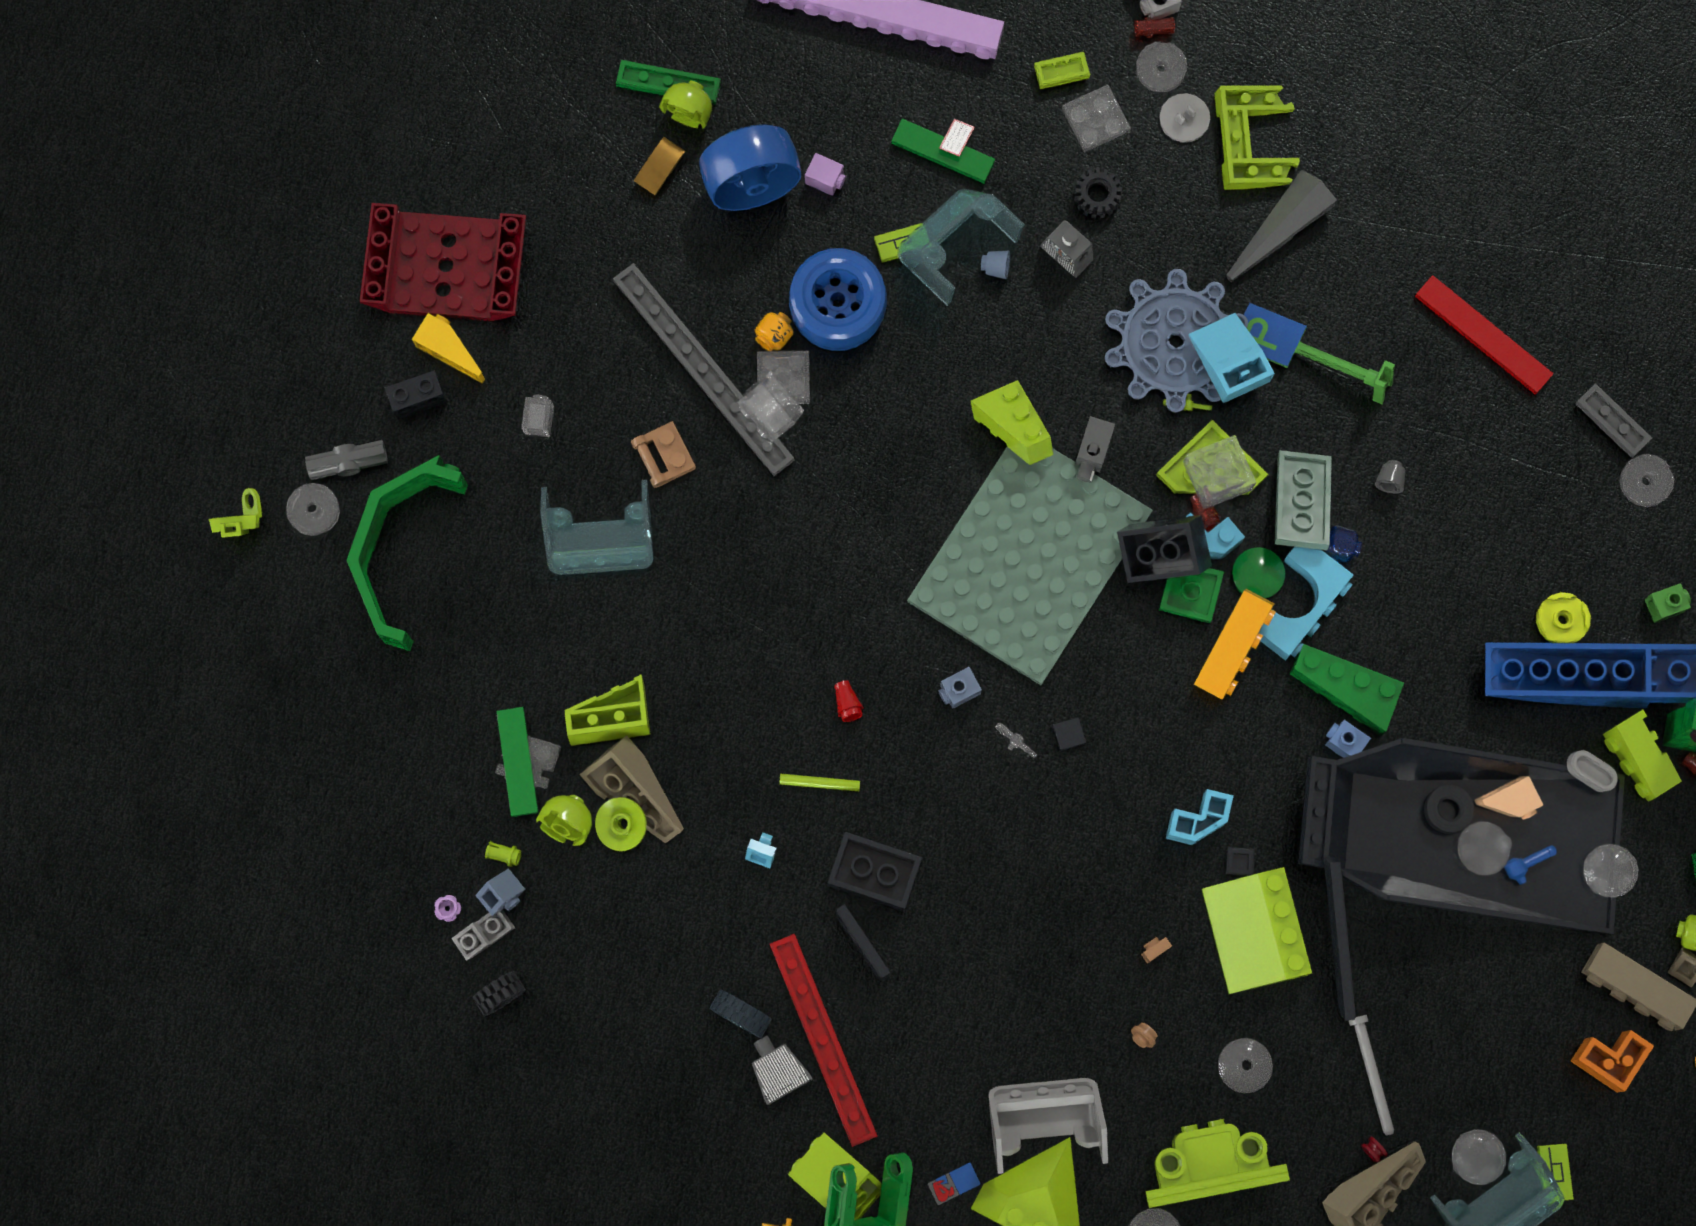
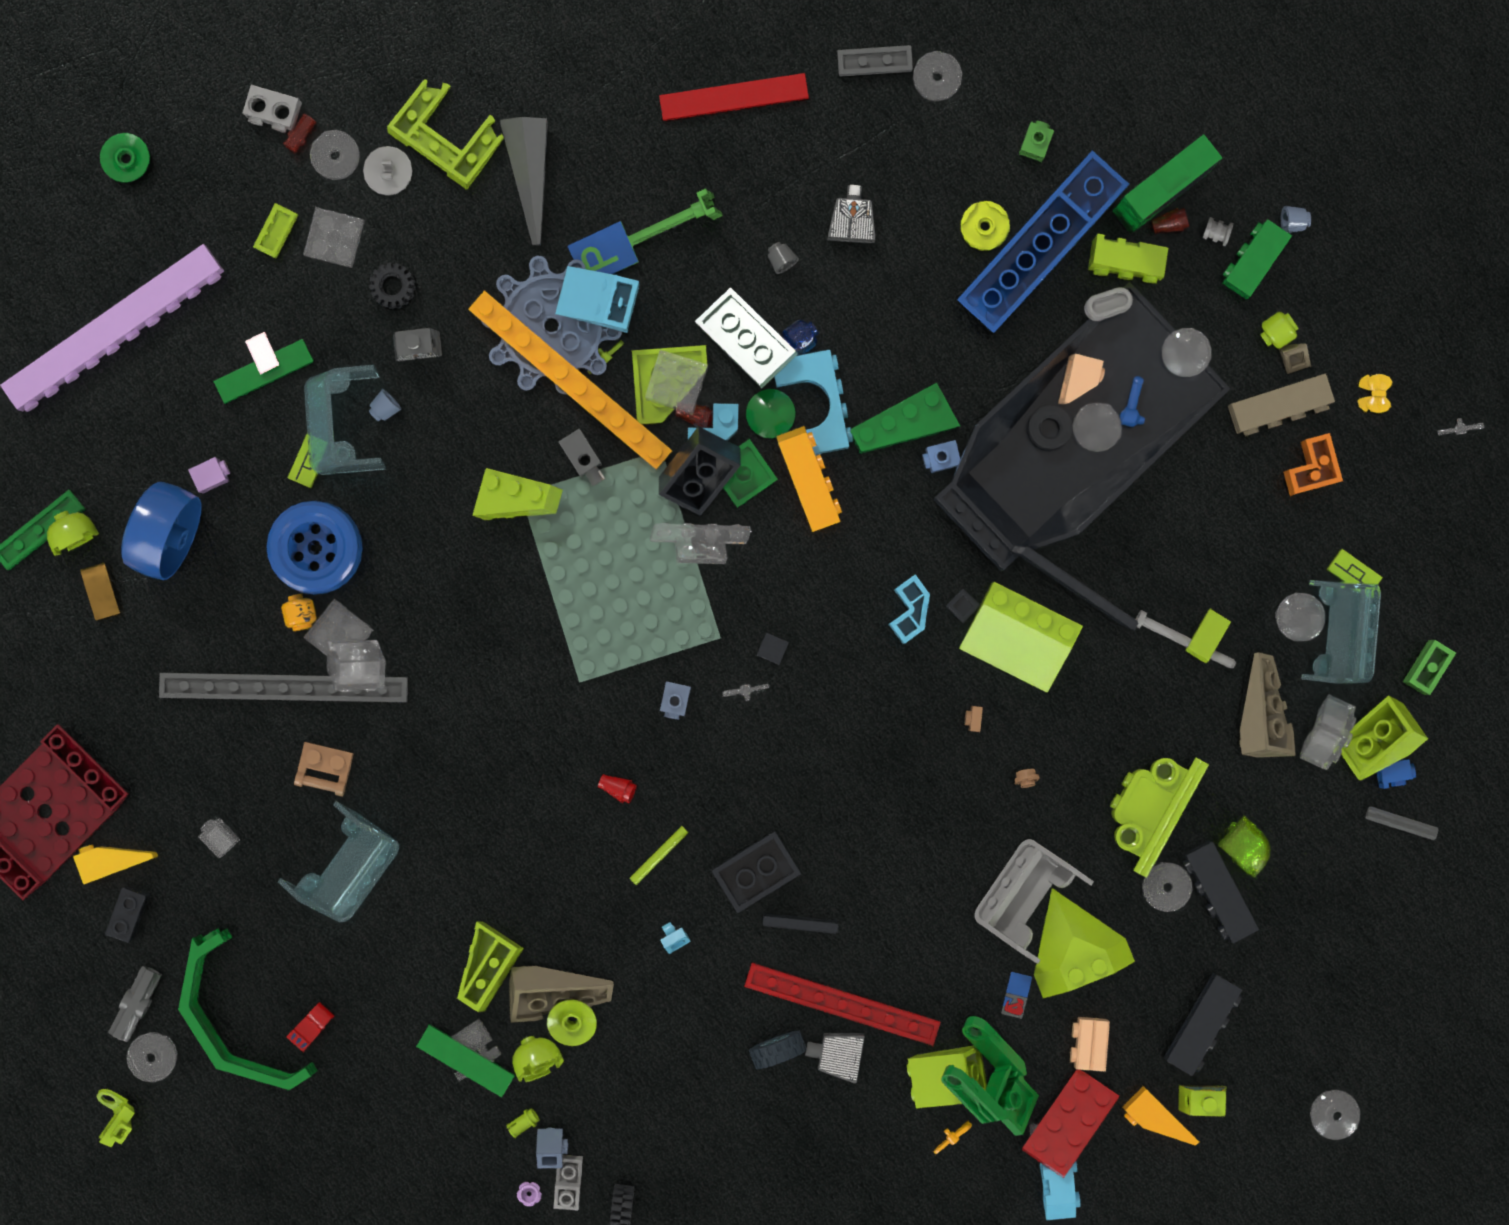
camera: 55 degrees left, 10 degrees up
(442, 614) = (310, 1027): none -> red leg
(1107, 600) = (700, 542): none -> clear bracket
(1146, 391) = (570, 380): none -> light orange plate
(1231, 1065) = (1092, 723): clear dish -> none
(1374, 1150) = (1236, 685): dark red bush -> none
(1394, 1089) = (1208, 636): none -> lime tile
(1472, 507) = (852, 218): none -> torso

